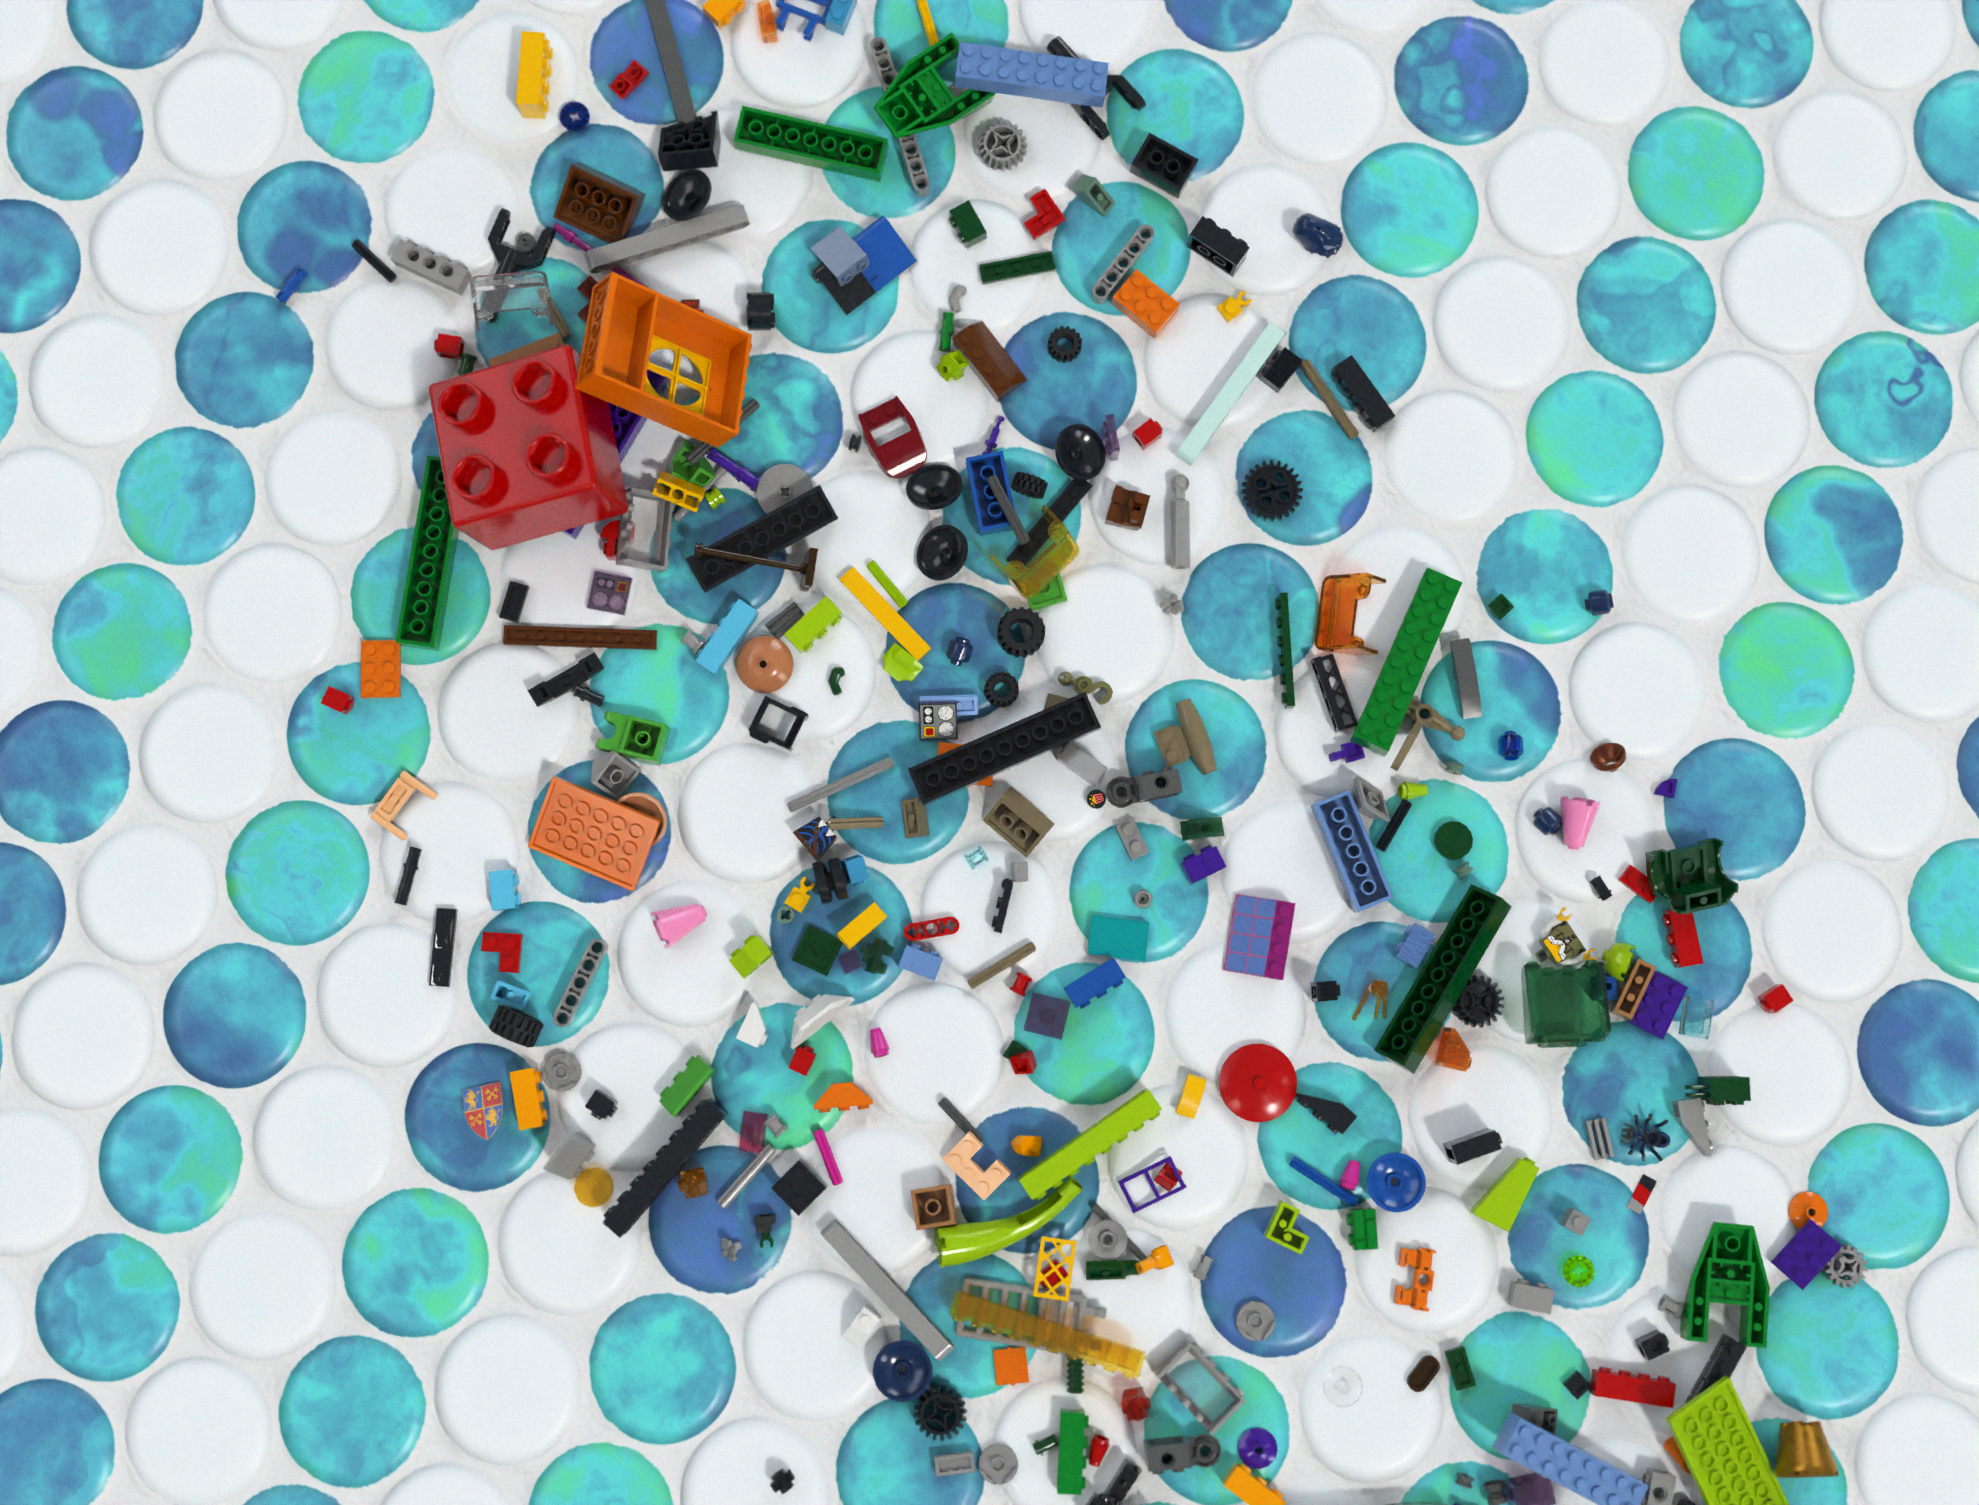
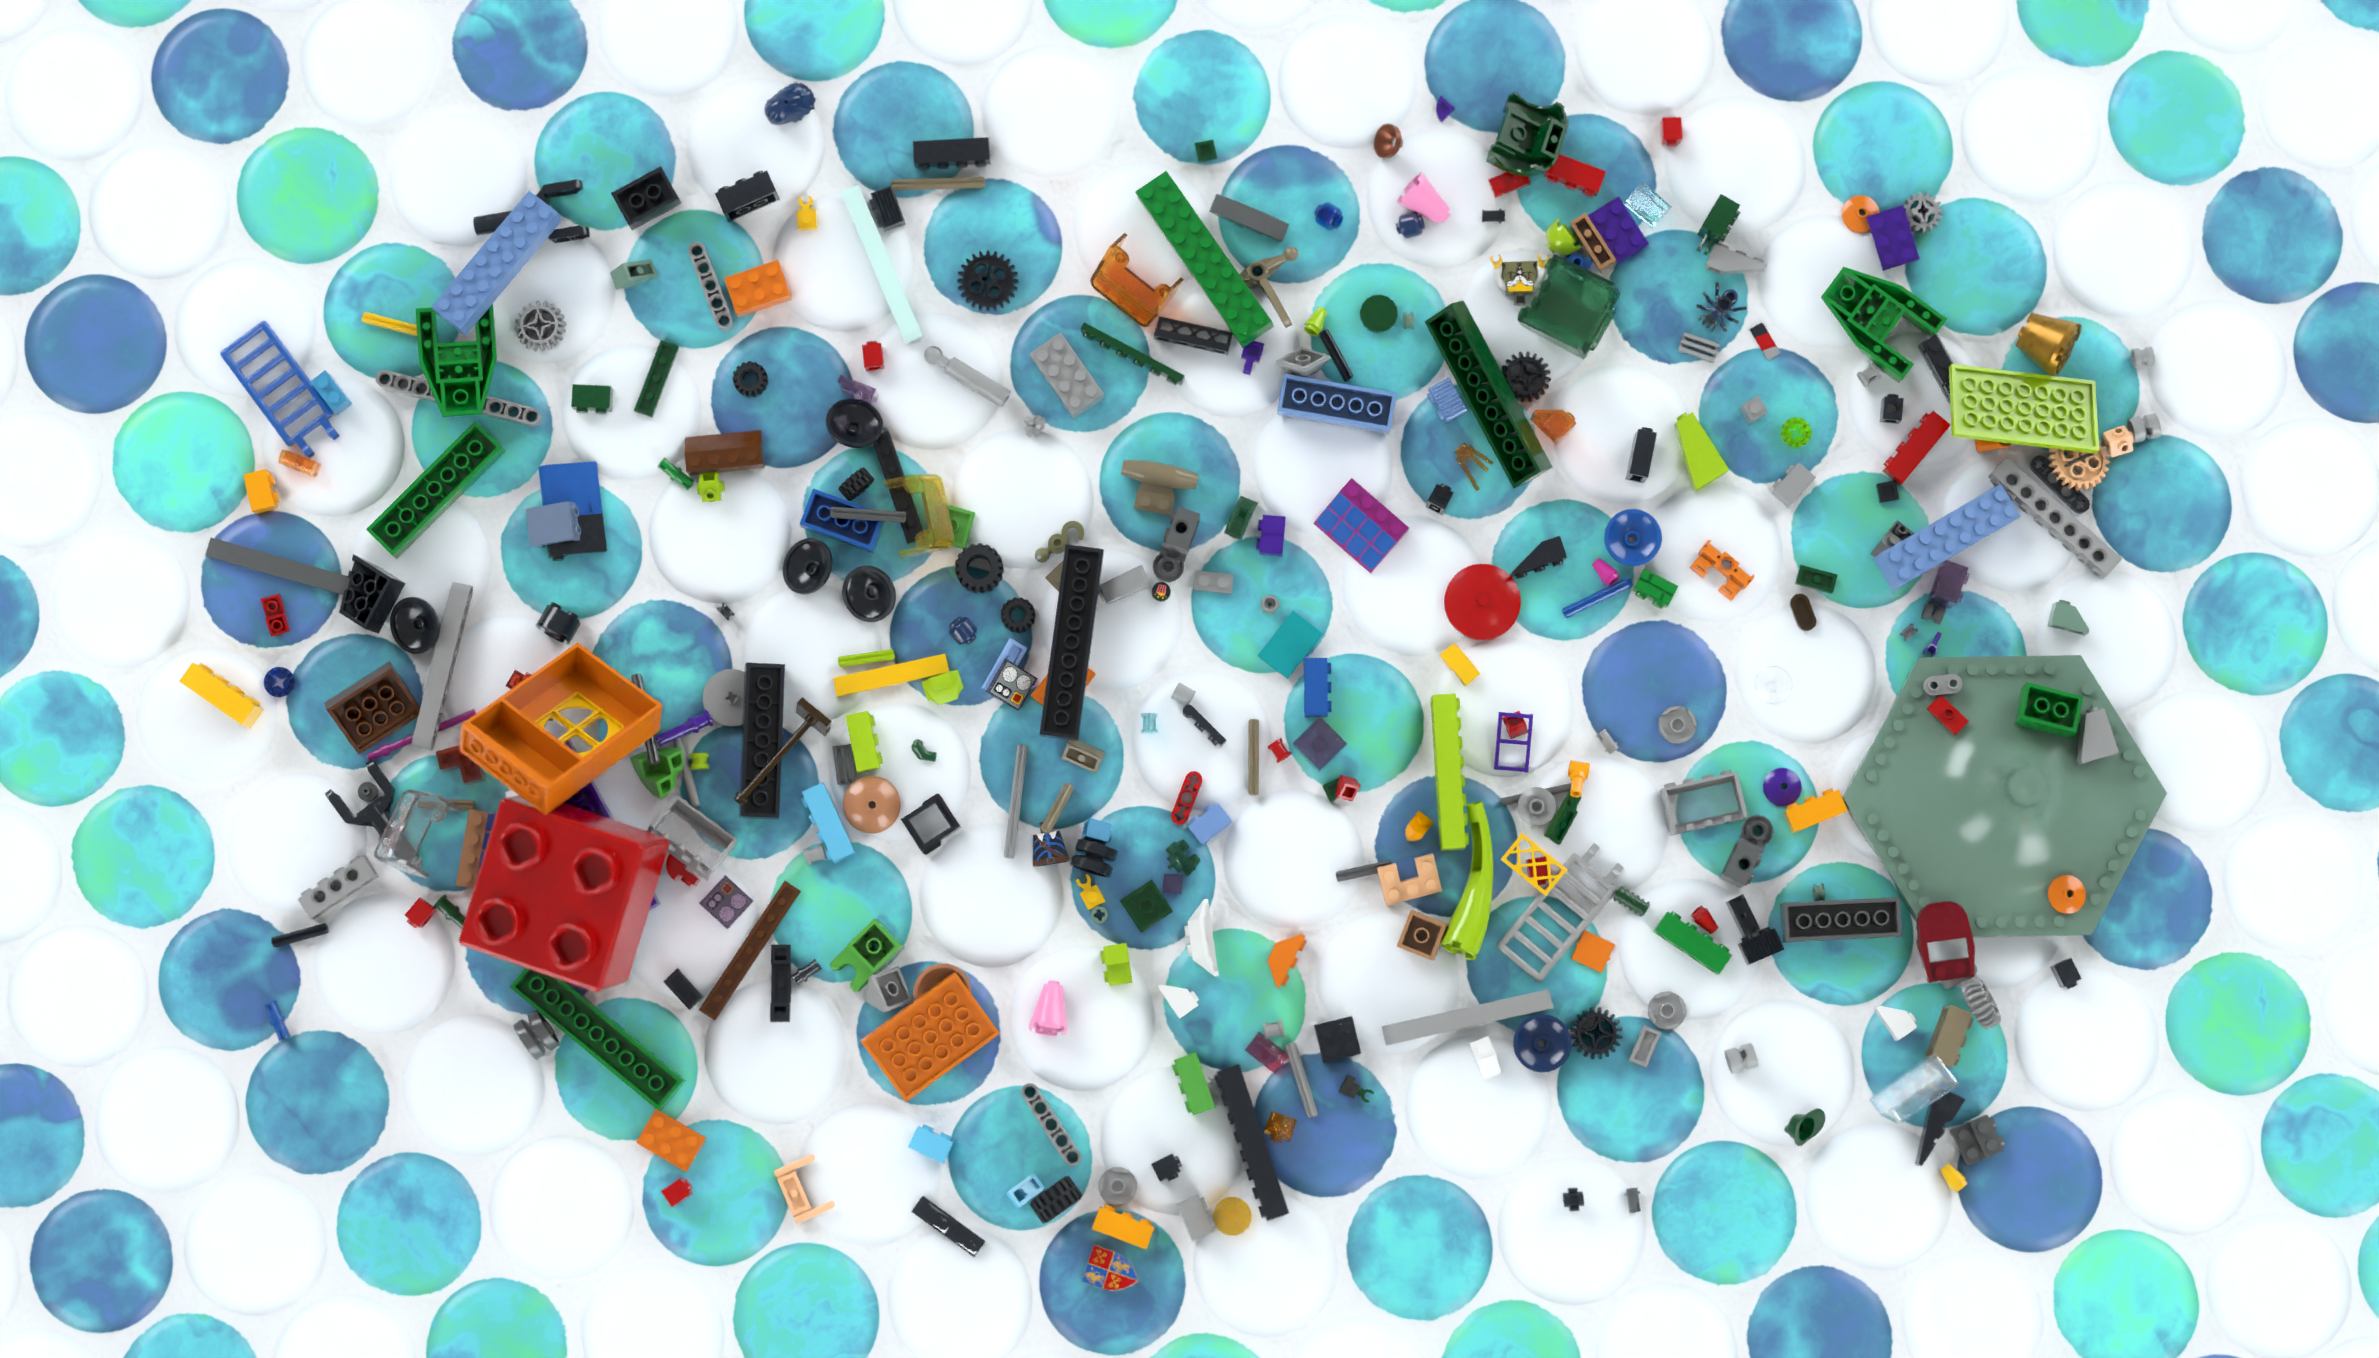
camera: 55 degrees left, 0 degrees up
(400, 502) = (536, 1034): none -> dark grey wheel
(408, 875) = (864, 1216): black pin -> none
(509, 947) = (980, 1169): red plate -> none
(680, 499) = (671, 782): yellow piece -> none
(730, 1249) = (1354, 1130): light grey plant -> none
(802, 1060) = (1232, 973): red brick -> none
(828, 1157) = (1326, 1001): dark pink axle -> none
(861, 926) = (1148, 855): yellow piece -> none
(878, 1043) = (1257, 901): dark pink cone -> none
(901, 455) = (760, 580): dark red slope -> none
(954, 297) = (649, 448): light grey arm -> none
(991, 443) = (794, 490): dark purple piece -> none
(1018, 821) = (1140, 669): dark tan slope -> none
(1045, 1444) = (1674, 961): dark green pin -> none
(1047, 1333) = (1583, 902): clear yellow brick -> none
(1048, 215) = (628, 324): red plate -> none
(1135, 1404) = (1685, 865): clear red brick -> none
(1136, 506) = (927, 413): reddish brown hips -> none
(1232, 606) = (1066, 375): none -> light grey brick
(1281, 1231) = (1616, 657): lime brick -> none
(1454, 768) = (1319, 274): sand green bush -> none
(1599, 602) = (1253, 66): dark blue head -> none

